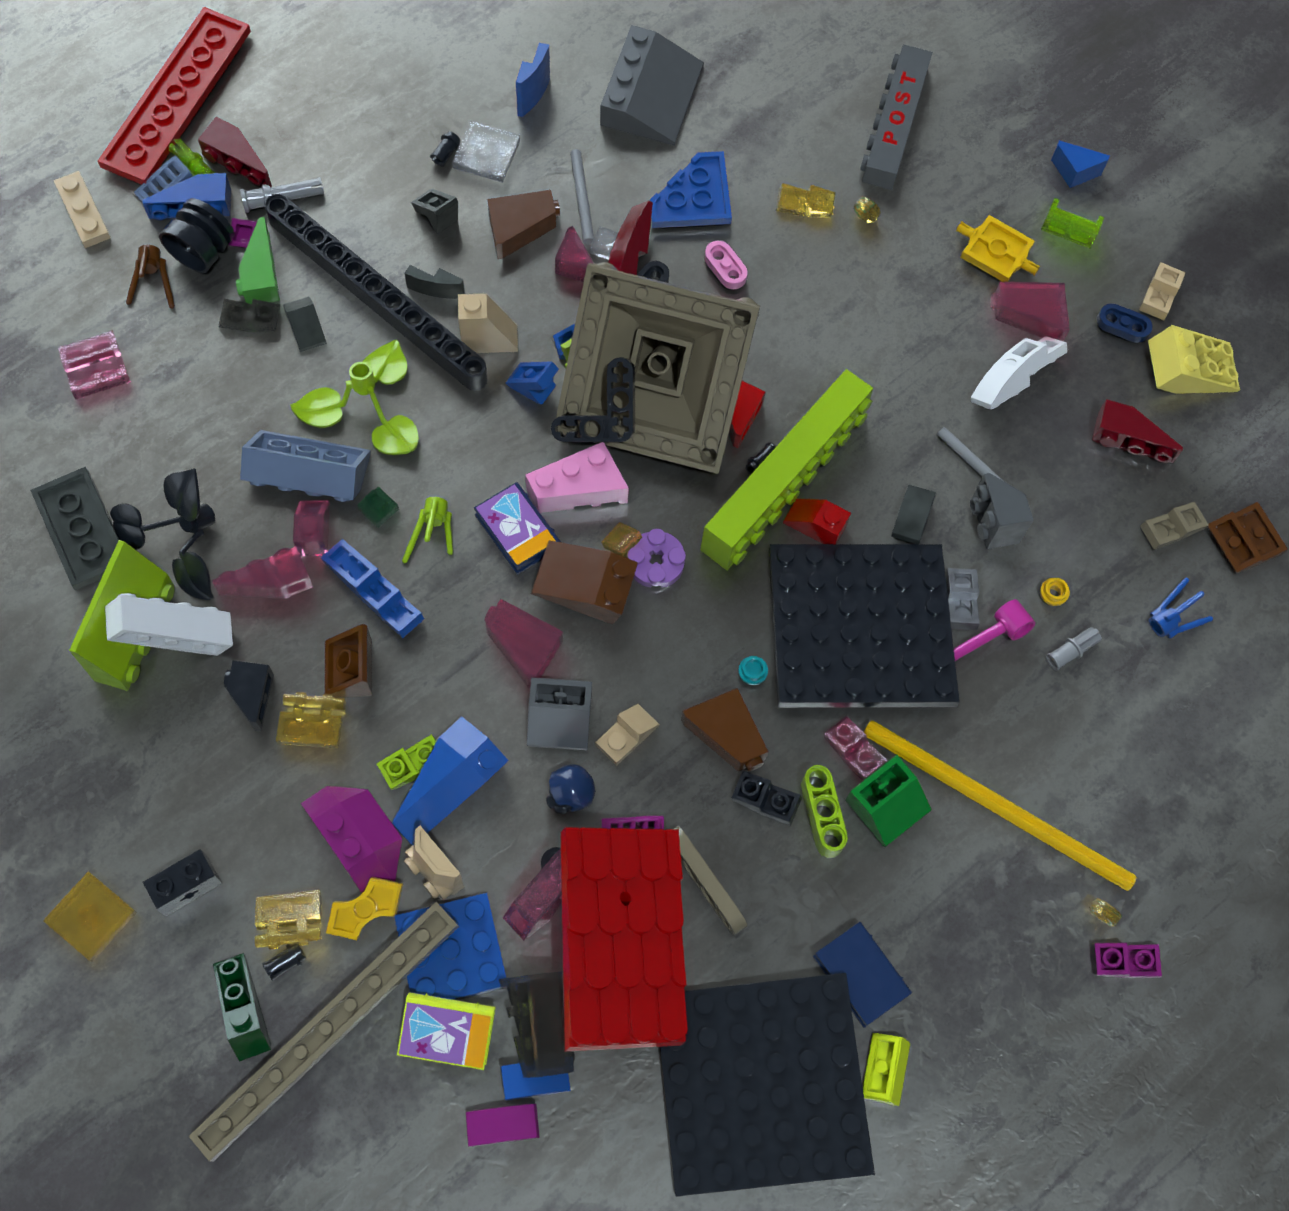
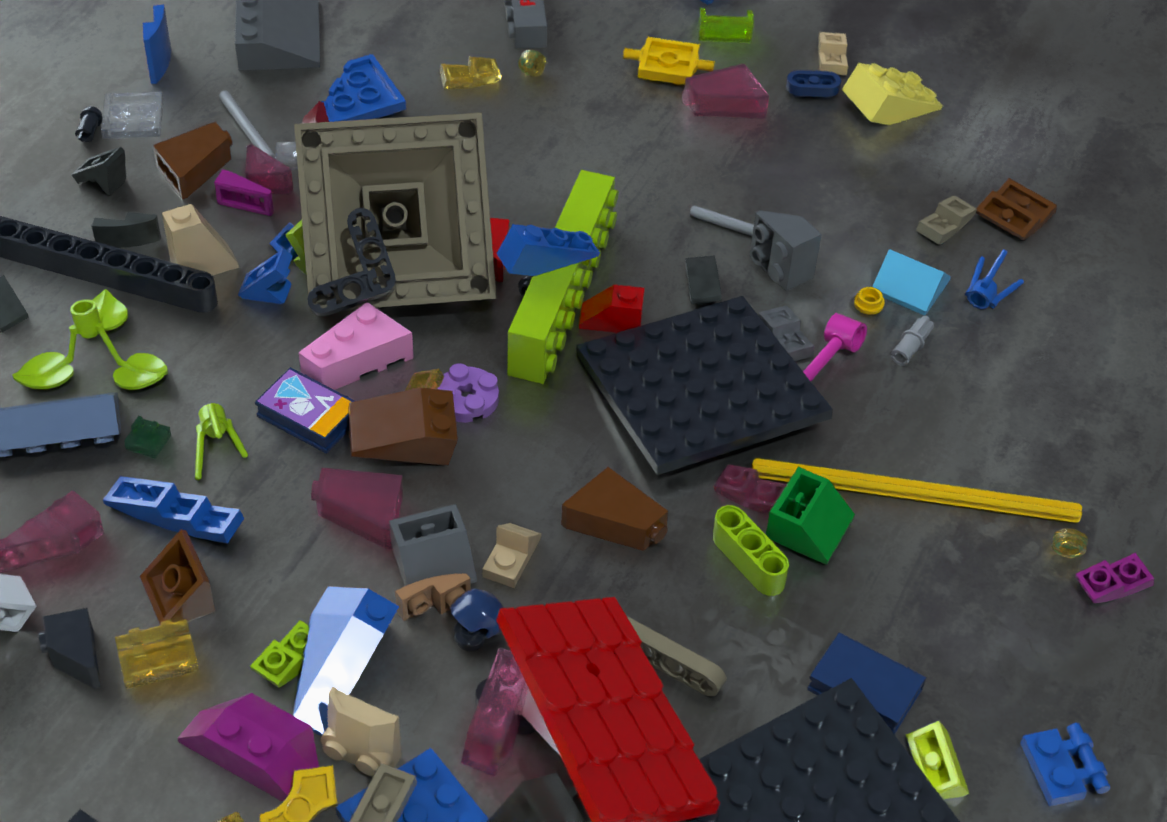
camera: 20 degrees left, 20 degrees down
(311, 527) = (83, 475): clear pink slope -> none
(546, 275) = (237, 192): none -> magenta slope
(556, 754) = (436, 591): none -> medium nougat slope
(753, 670) = (614, 454): teal plate -> none
(766, 798) = (676, 562): black slope -> none
(771, 454) = (540, 250): none -> blue slope
(981, 1113) = (1054, 768): none -> blue plate
(1014, 368) = (735, 142): white slope -> none
(1104, 583) = (910, 282): none -> medium azure slope
(1130, 430) = (870, 159): dark red slope -> none

